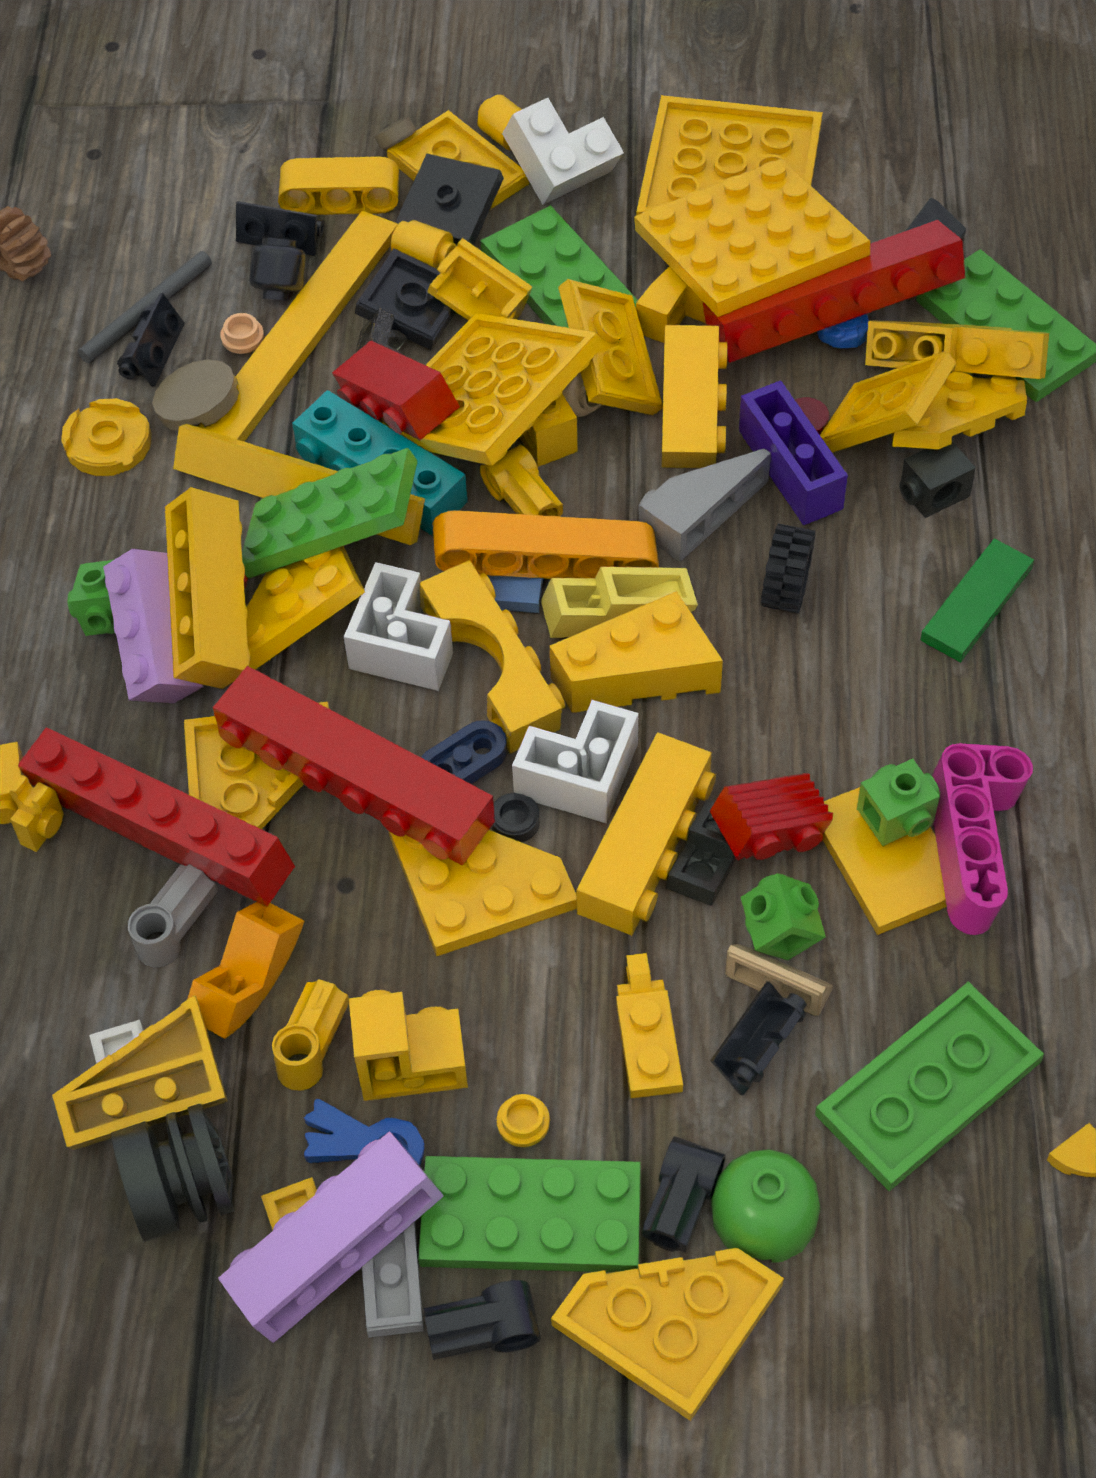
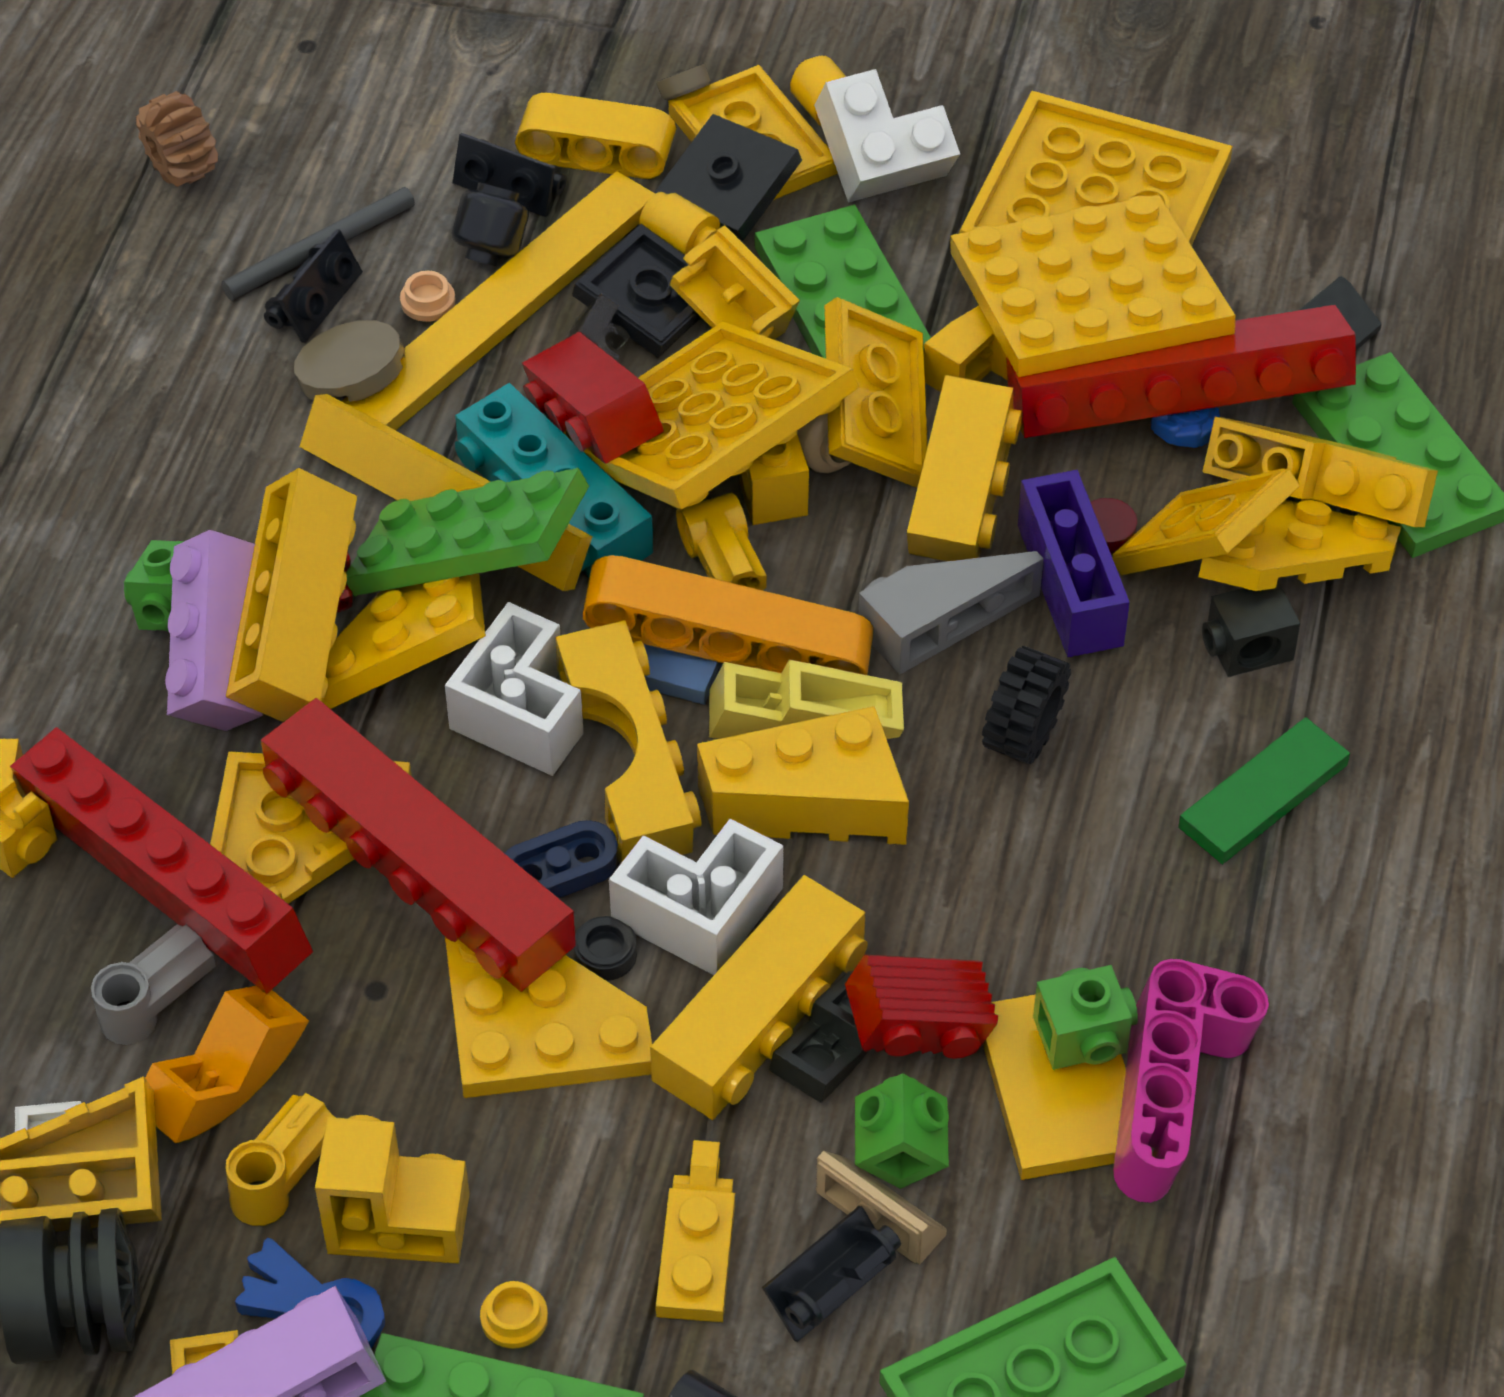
camera: 10 degrees right, 5 degrees down
(106, 437) = (229, 394): yellow tile -> none

